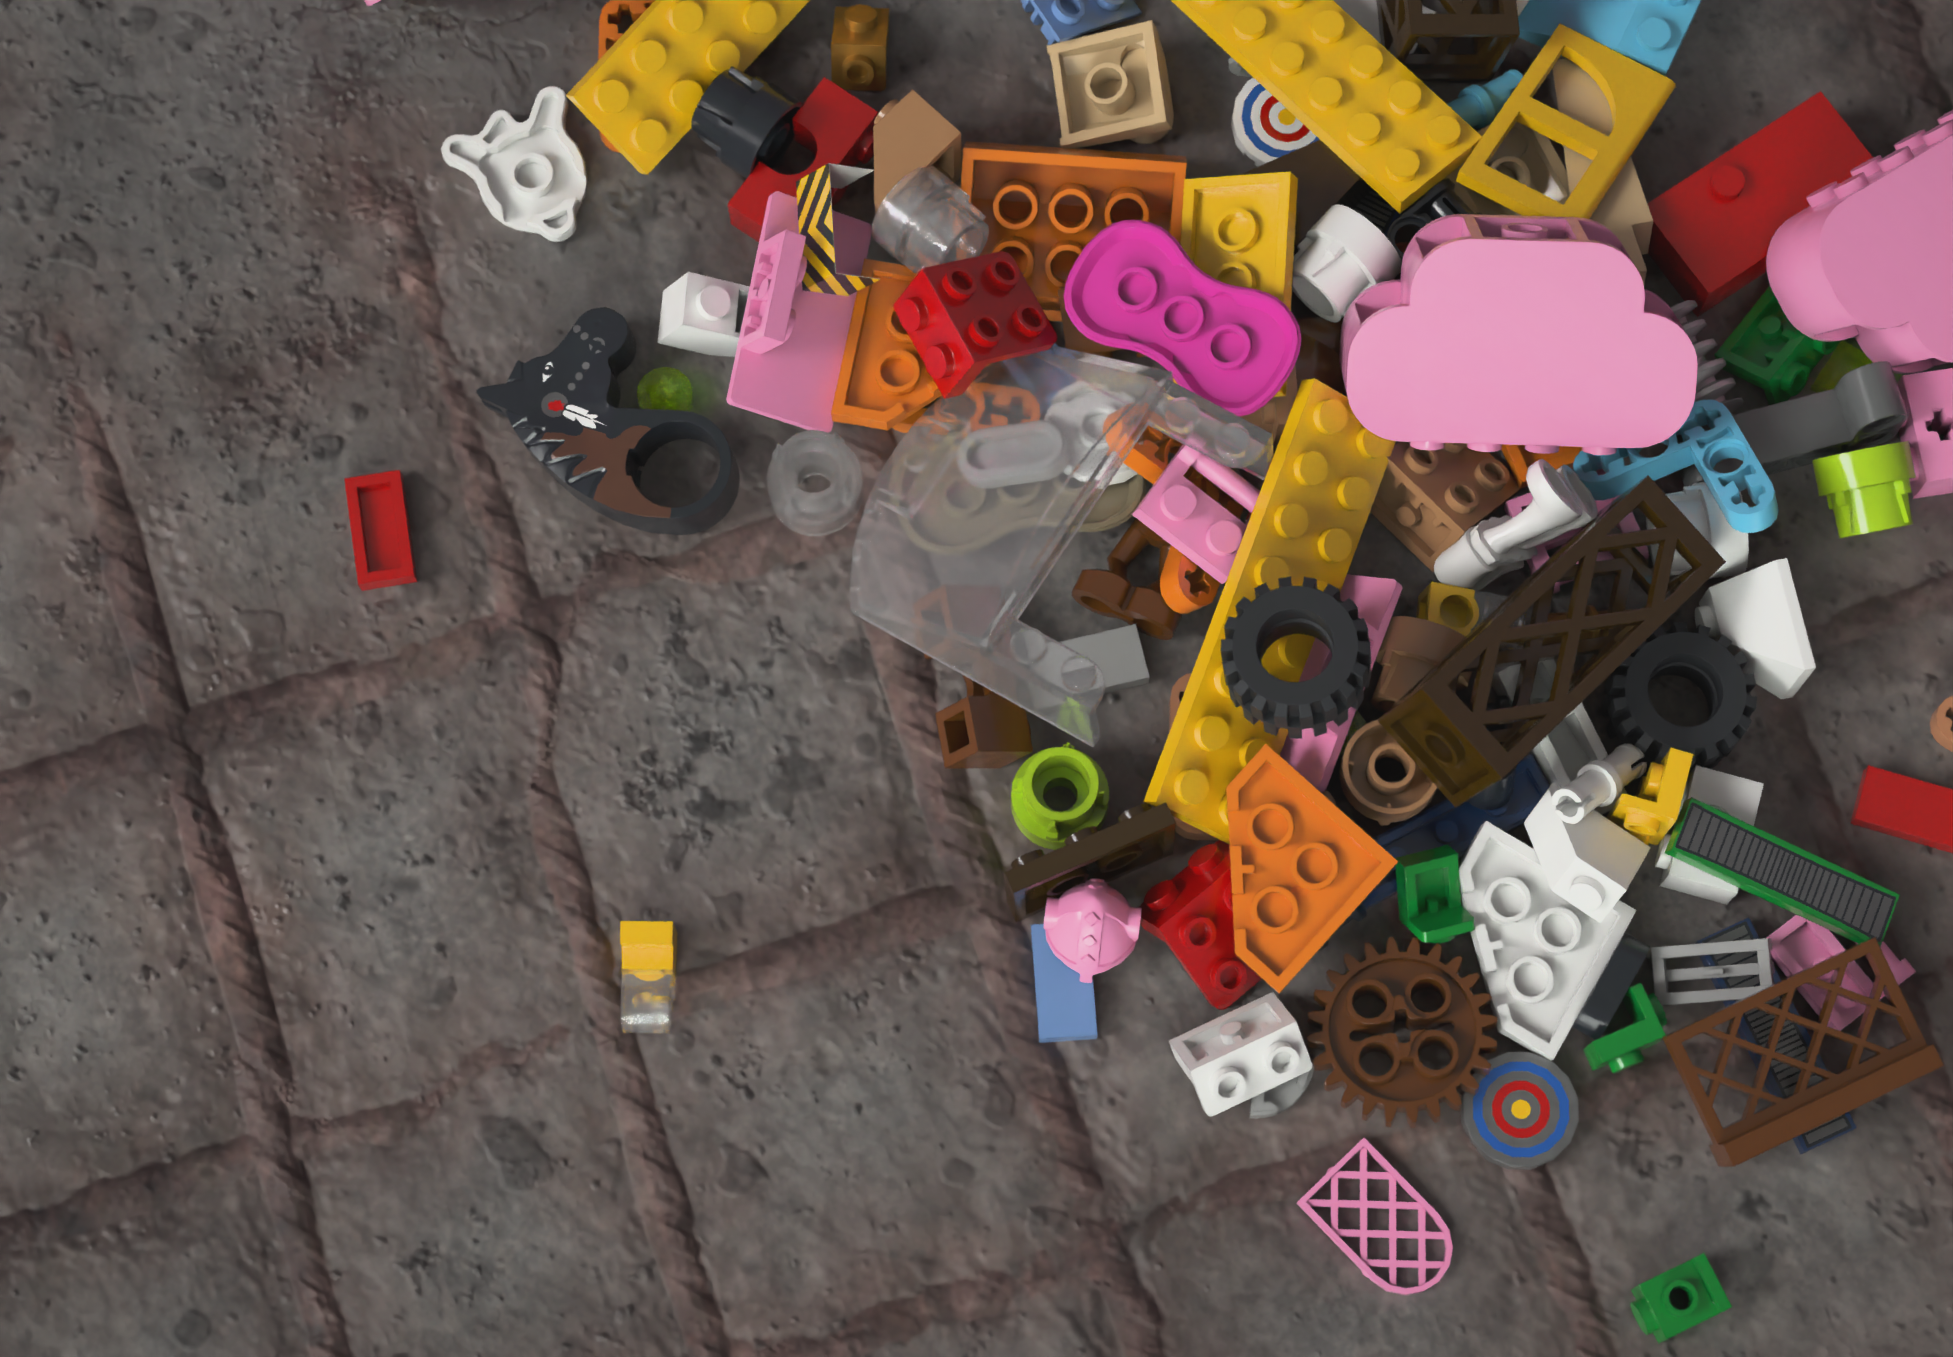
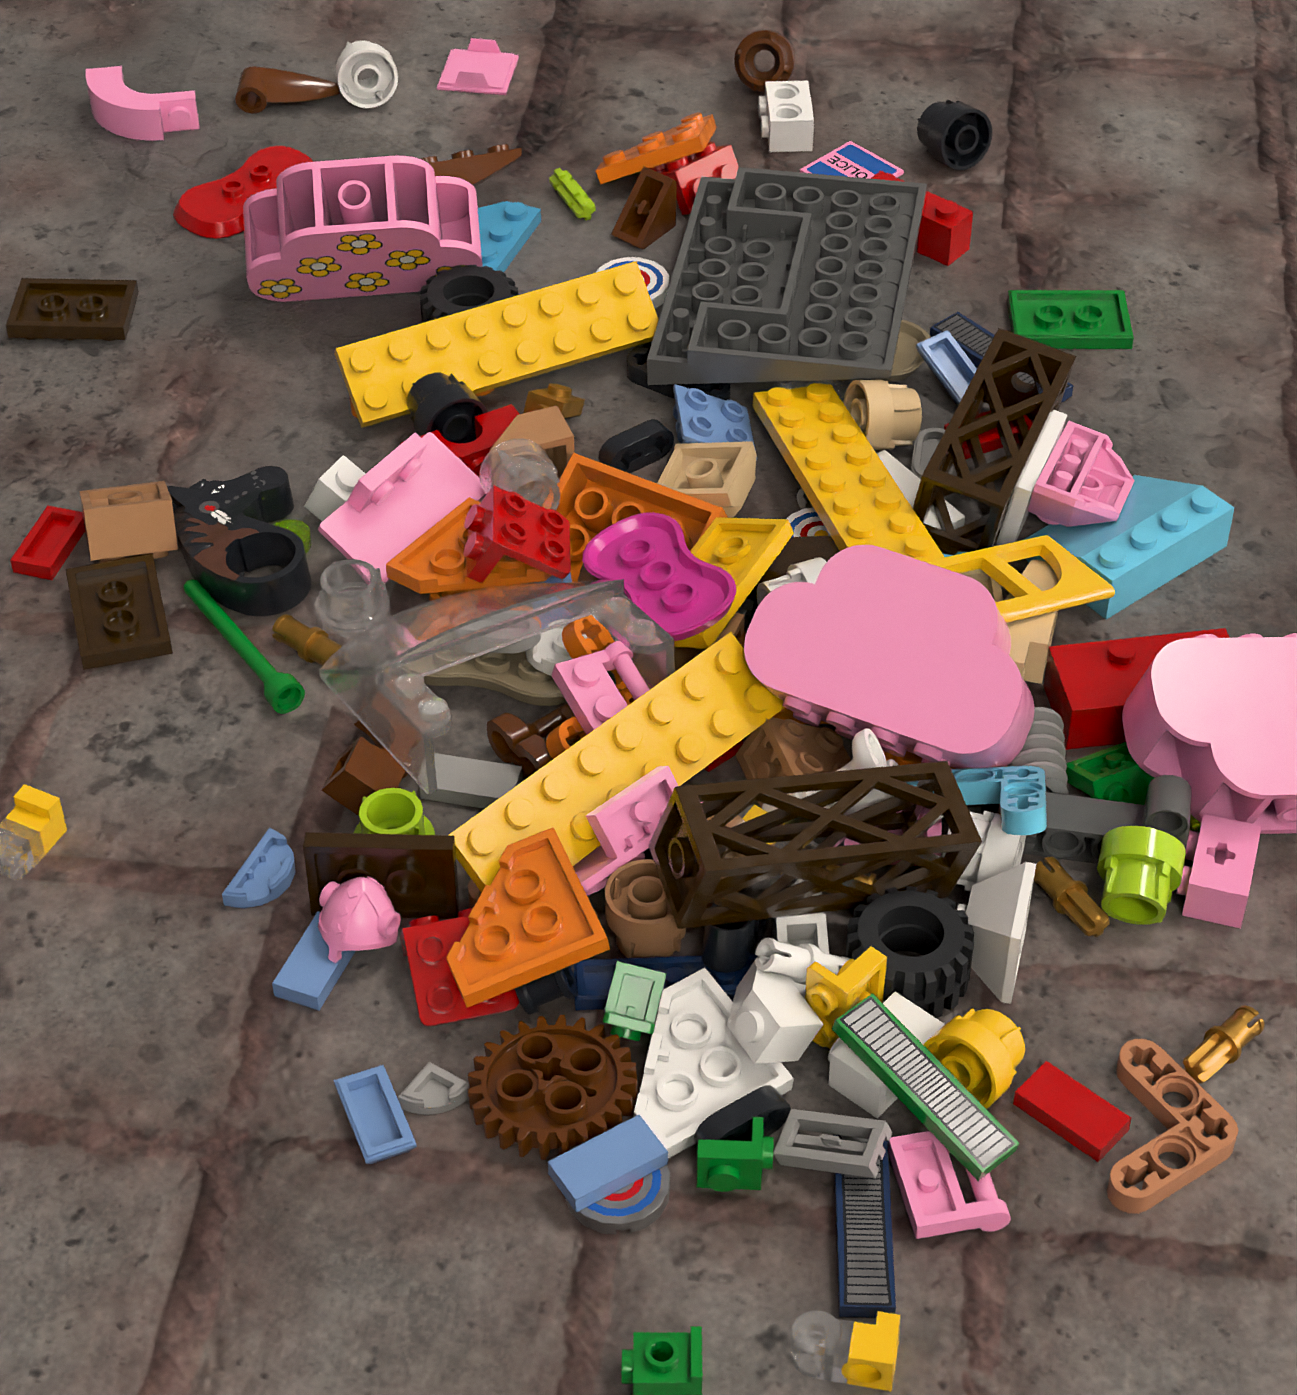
camera: 25 degrees right, 30 degrees down
(149, 130) = (72, 309): none -> dark brown plate
(465, 463) = (129, 521): none -> medium nougat slope
(526, 169) = (290, 404): white tile -> none
(540, 604) = (118, 611): none -> dark brown plate
(796, 552) = (310, 643): none -> pearl gold pin
(801, 635) = (280, 688): none -> green piece
(816, 224) = (436, 489): sticker -> none
(937, 893) = (263, 874): none -> medium blue tile
(999, 69) = (637, 446): none -> black beam
(1239, 1149) = (375, 1114): none -> medium blue tile
(1242, 1054) = (416, 1053): white bracket -> none
(1285, 613) = (603, 764): black tyre -> none
(1421, 1205) = (444, 1167): bright pink window -> none
(1508, 1100) = (607, 1163): none -> medium blue tile
(1810, 544) = (1071, 897): none -> pearl gold axle
(1810, 804) = (980, 1052): none -> yellow piece
(1816, 1203) = (846, 1349): none -> leg
(1820, 1101) = (880, 1261): reddish brown fence -> none

